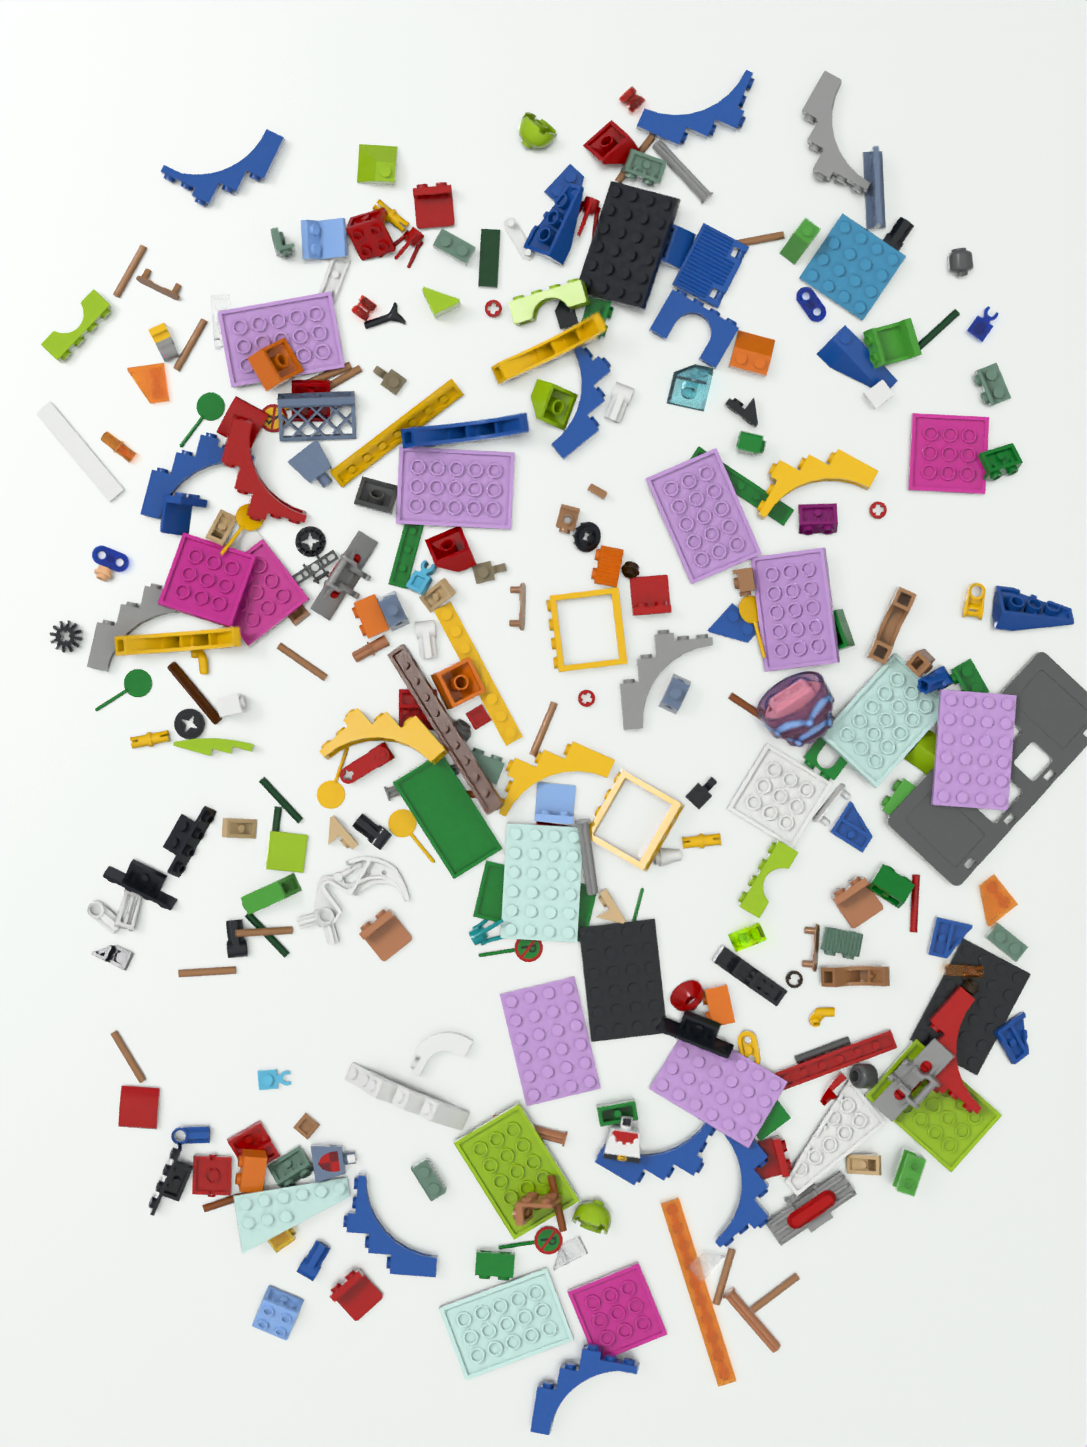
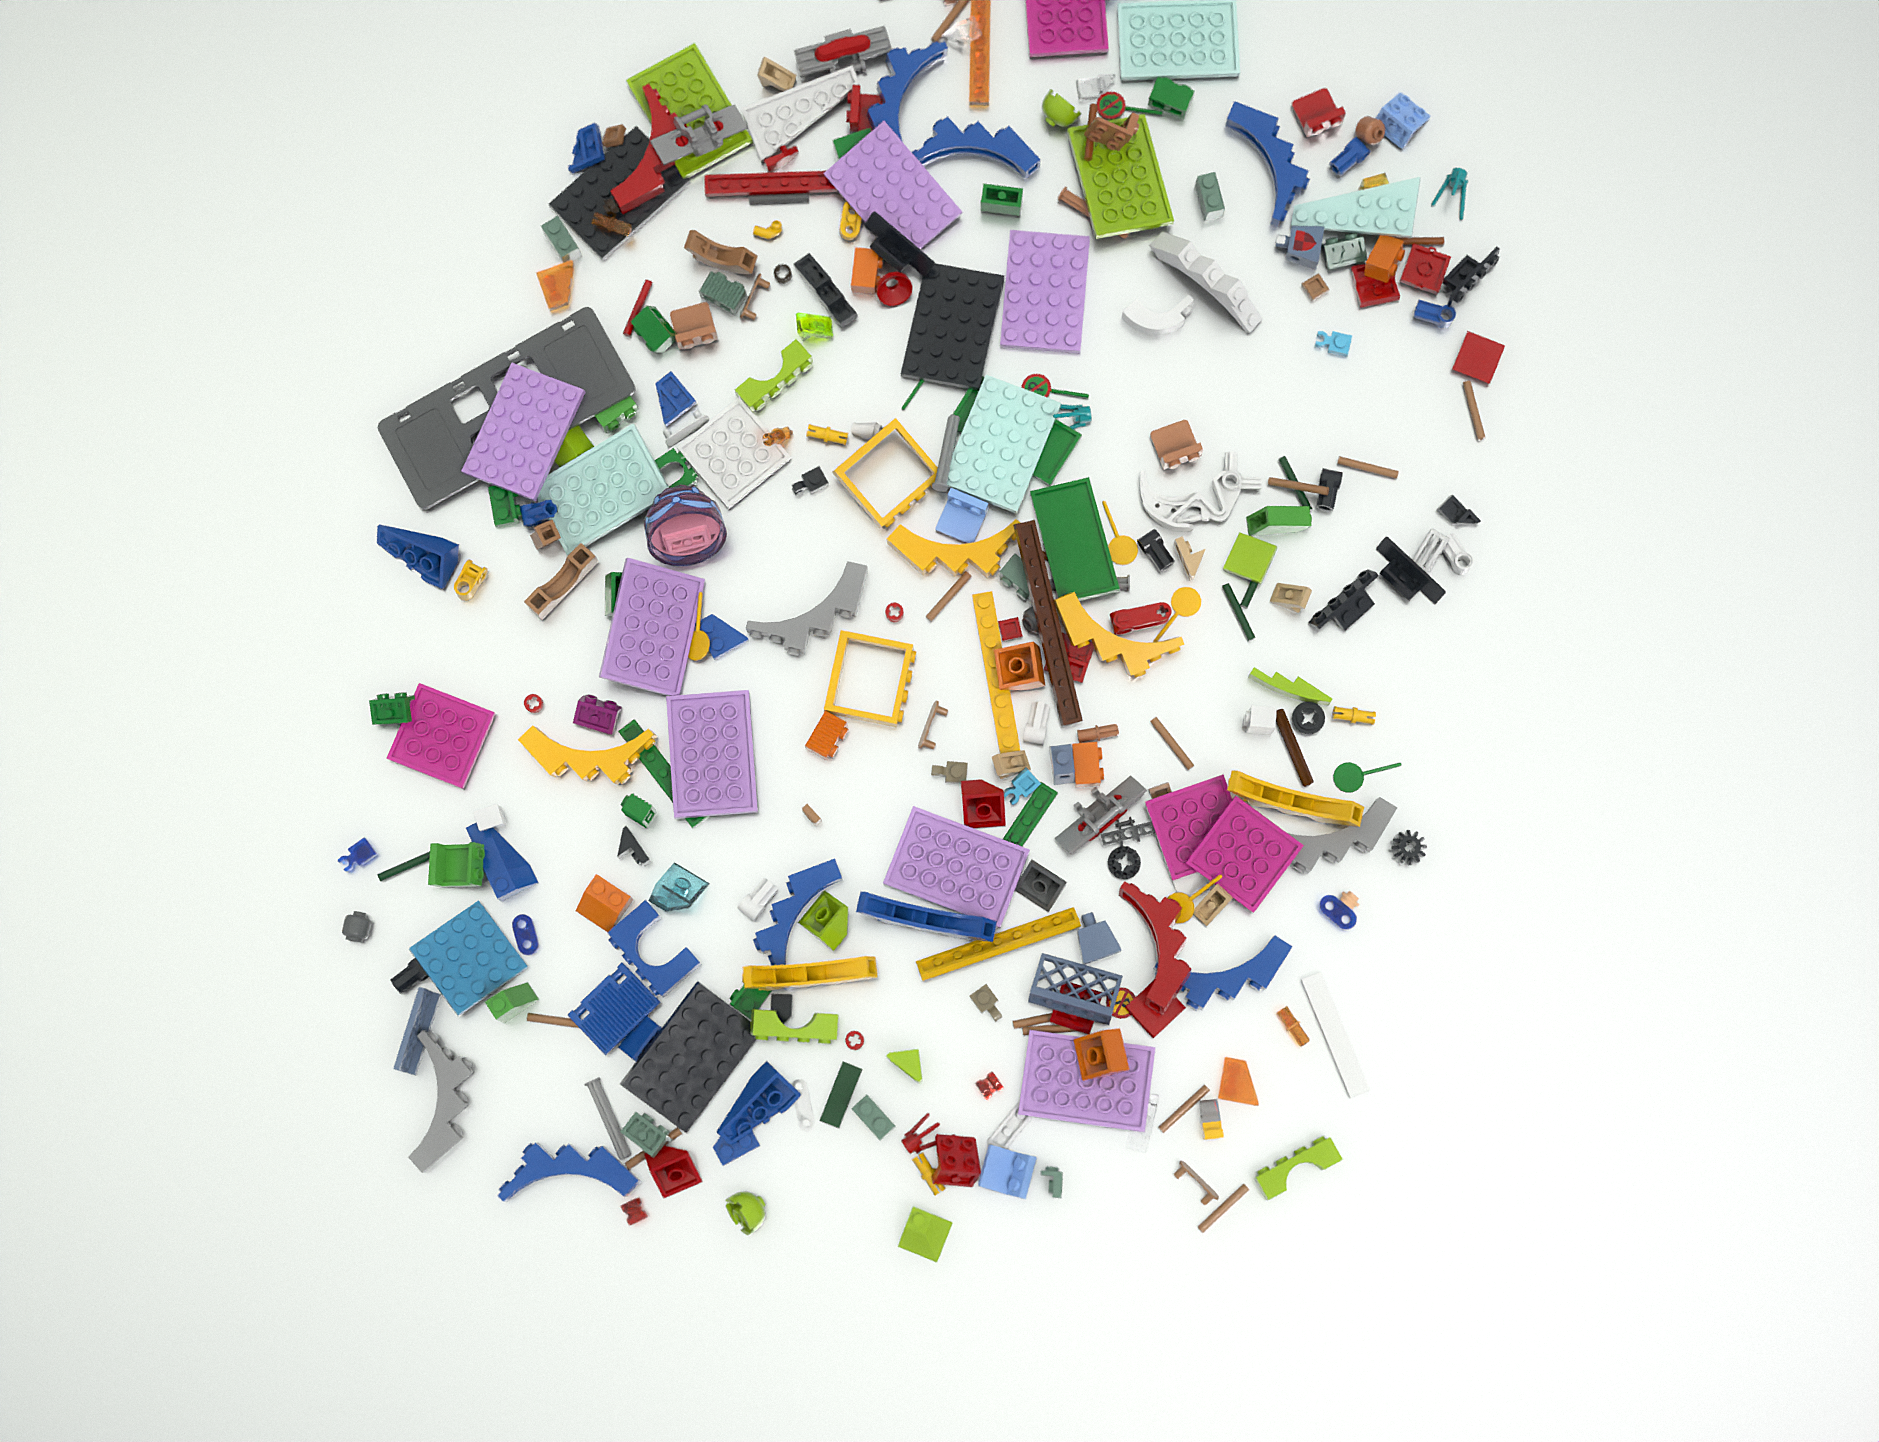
camera: 155 degrees left, 10 degrees down
(177, 512) = (1253, 934): blue bracket -> none
(202, 660) = (1275, 774): yellow arm -> none
(208, 1271) = (1457, 180): none -> teal plant
(209, 407) = (1184, 1036): green piece -> none
(256, 163) = (1053, 1277): blue arch -> none
(302, 1290) = (1370, 130): none -> nougat head
(393, 315) = (962, 1068): black piece -> none
(433, 206) = (880, 1168): red bracket -> none
(570, 511) = (851, 805): medium nougat brick -> none
(589, 207) = (717, 1113): red plant -> none
(592, 540) = (832, 770): black gear -> none
(613, 912) = (940, 393): tan slope -> none
(623, 1142) = (1005, 165): torso -> none
(630, 569) = (805, 724): dark brown plate -> none
(650, 595) = (794, 691): red bracket -> none
(675, 693) = (802, 586): sand blue torso -> none
(743, 704) = (737, 554): dark orange bar -> none
(744, 581) = (693, 675): medium nougat brick -> none
(744, 822) = (777, 436): none -> clear orange axle
(863, 1076) = (746, 158): dark grey head -> none
(909, 1172) = (734, 52): bright green panel -> none
(946, 936) = (617, 265): blue wing -> none
(992, 385) = (371, 791): sand green bracket -> none
(993, 1058) = (614, 135): none -> medium nougat tile

